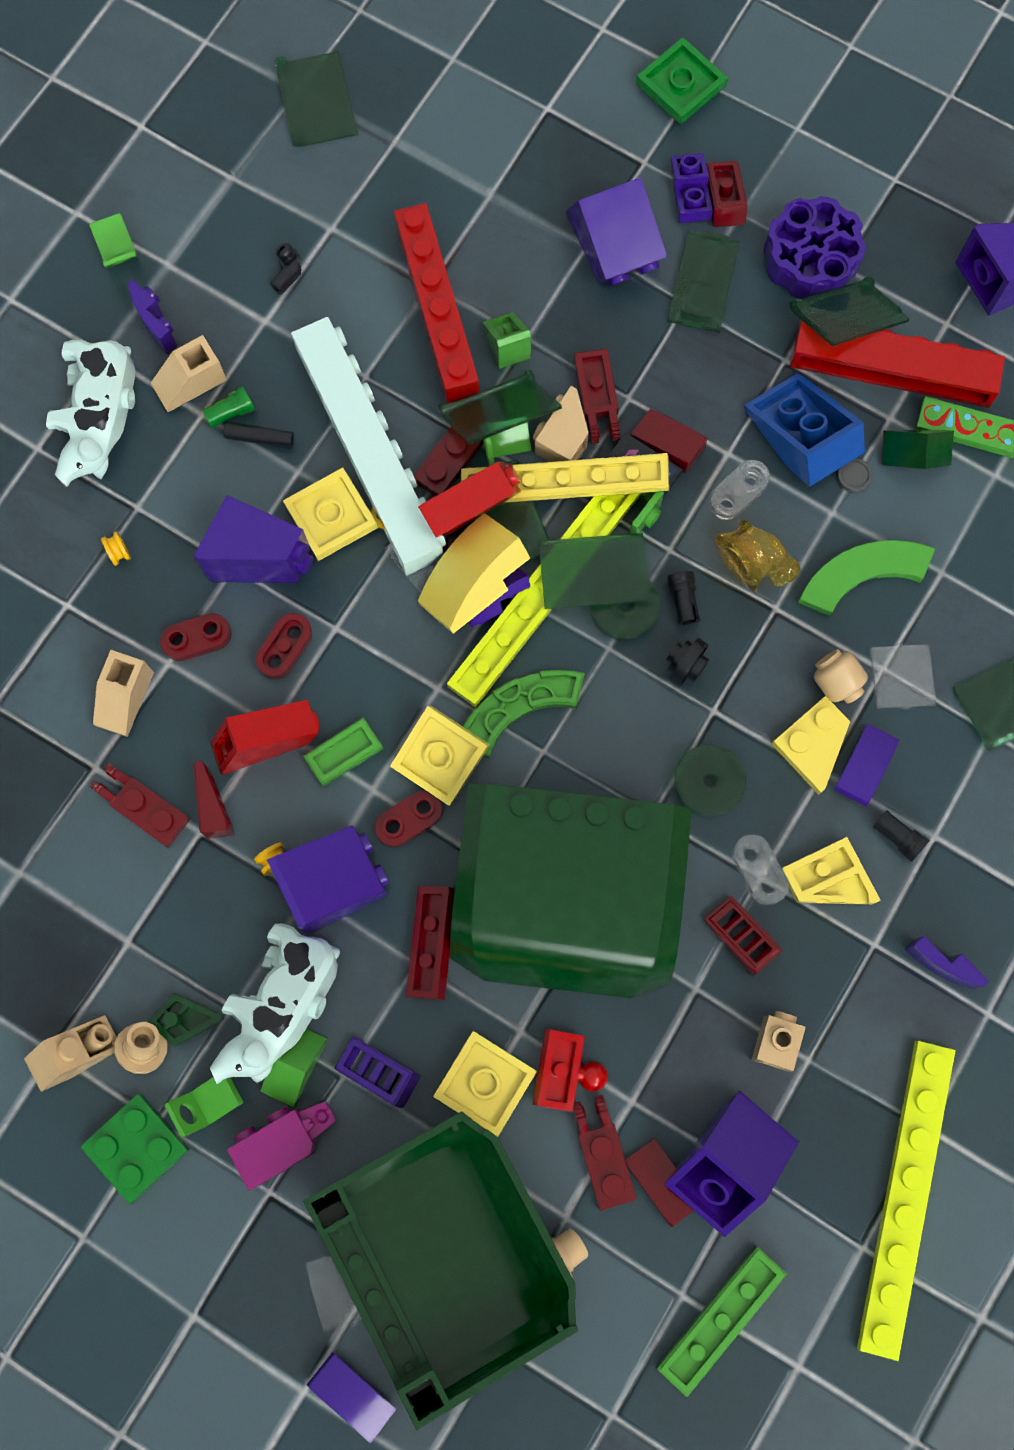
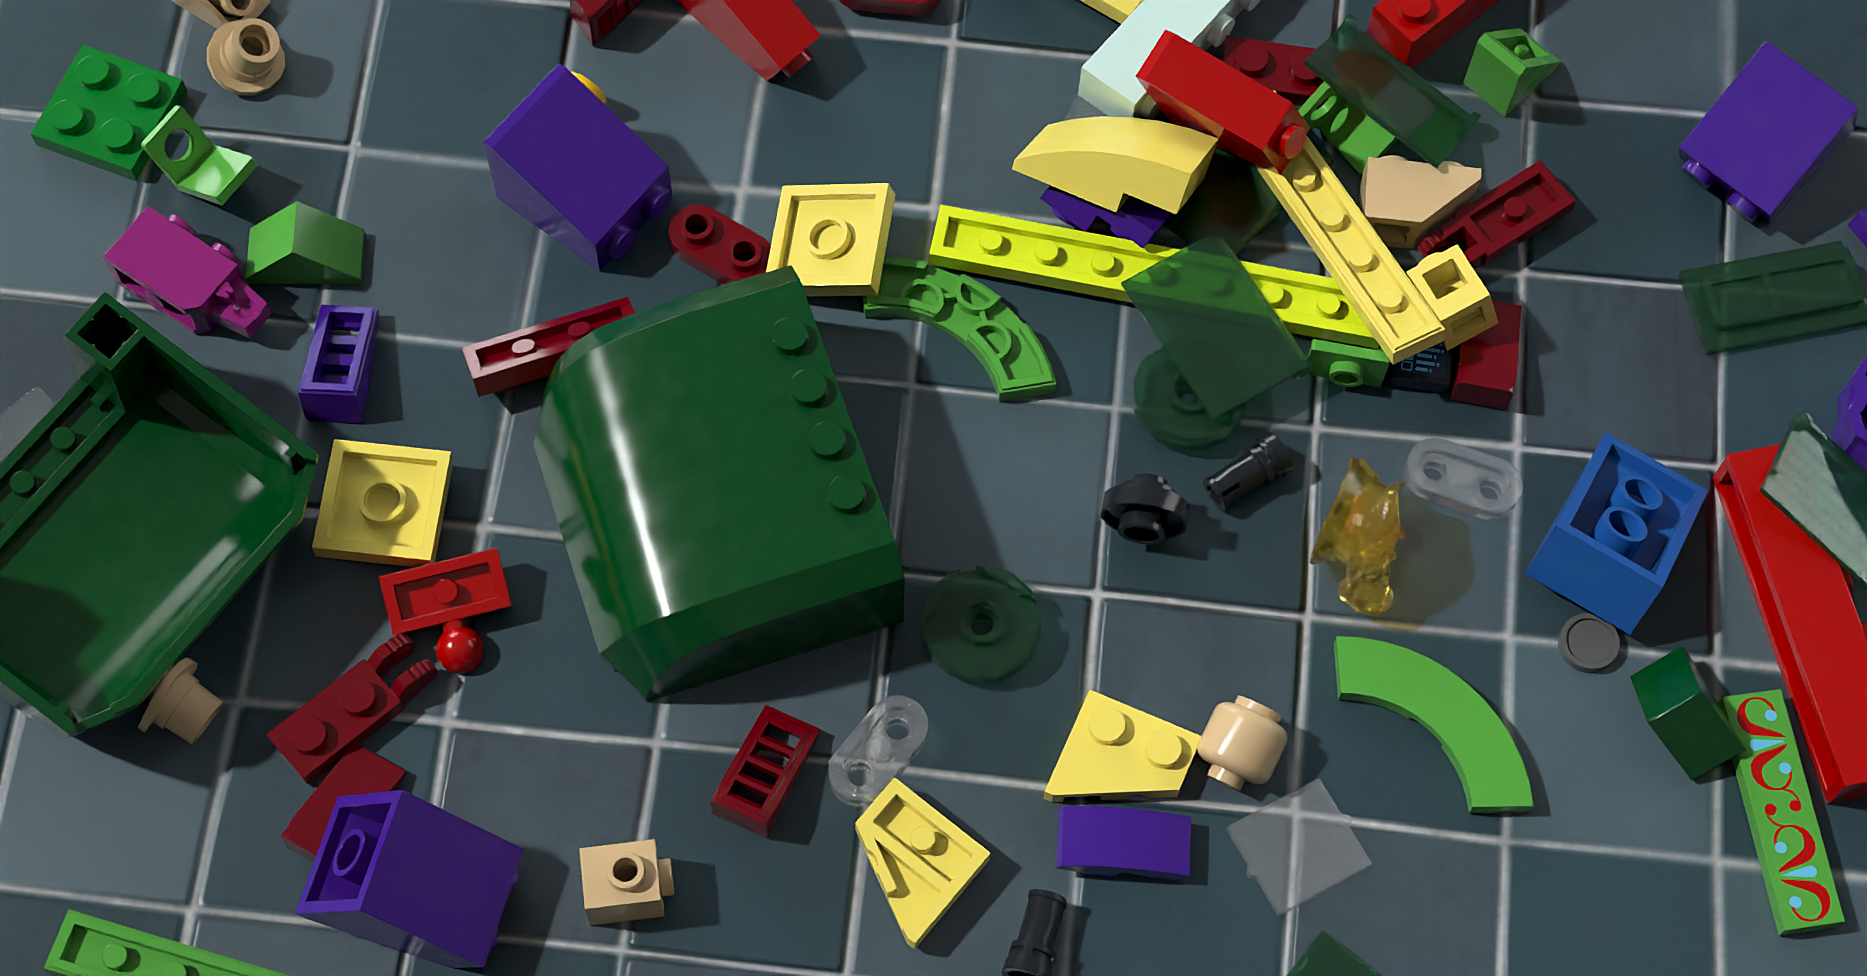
camera: 60 degrees right, 10 degrees down
(183, 1019) = (306, 90): dark green piece -> none
(283, 1006) = (371, 185): light aqua animal -> none
(343, 752) = (776, 125): bright green tile -> none
(626, 432) = (1454, 295): none -> light yellow brick

